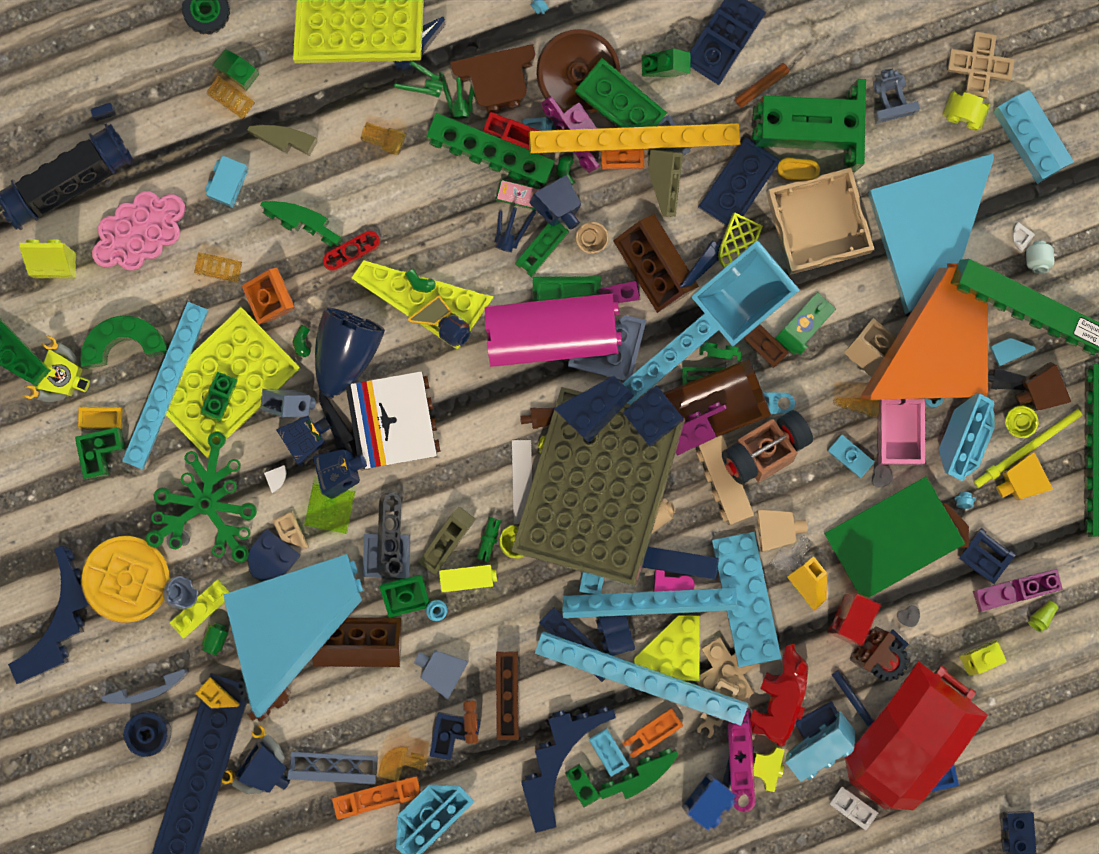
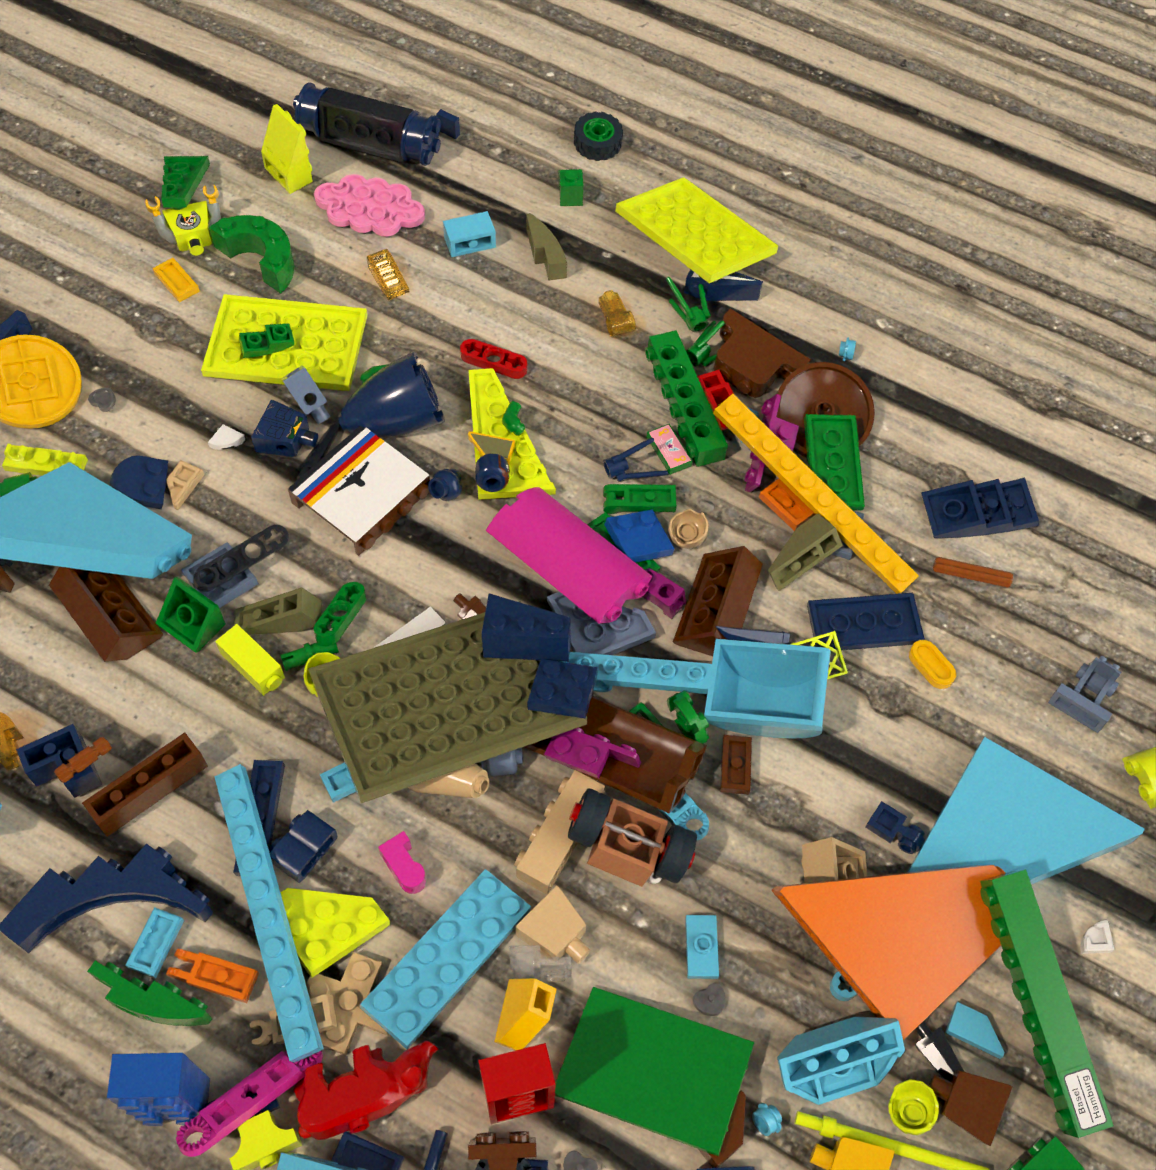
camera: 50 degrees right, 25 degrees down
(94, 447) = (138, 285): green brick -> none
(165, 385) = (242, 298): medium azure plate -> none
(179, 593) = (46, 429): sand blue hair -> none
(209, 478) = (182, 381): green plant -> none
(234, 91) = (543, 187): clear yellow slope -> none
(268, 296) = (395, 319): orange brick -> none
(295, 216) = (486, 302): green slope -> none
(329, 513) = (231, 500): clear neon green tile -> none
(338, 471) = (269, 472): dark blue torso -> none
(432, 363) = (445, 484): none -> dark blue animal
(440, 614) = (187, 653): medium azure plate -> none
(441, 671) = (128, 707): sand blue torso -> none
(465, 491) = (339, 623): none -> green beam
(557, 203) = (691, 475): dark blue torso -> none
(564, 167) = (723, 469): green arm -> none
(570, 272) = (639, 536): none -> blue plate
(582, 785) = (91, 942): green leg -> none
(649, 603) = (363, 853): medium azure plate -> none
(666, 63) = (906, 477): green slope -> none
(681, 563) = (429, 846): dark blue slope -> none
(805, 324) = (776, 781): door -> none
(815, 123) = (988, 631): green brick -> none
(819, 221) = (905, 718): tan tile -> none
(859, 405) = (766, 911): clear yellow slope -> none
(869, 290) = (888, 823): none -> dark blue plate
(901, 432) = (776, 974): bright pink piece -> none
(1040, 257) = (1098, 974): light aqua head -> none

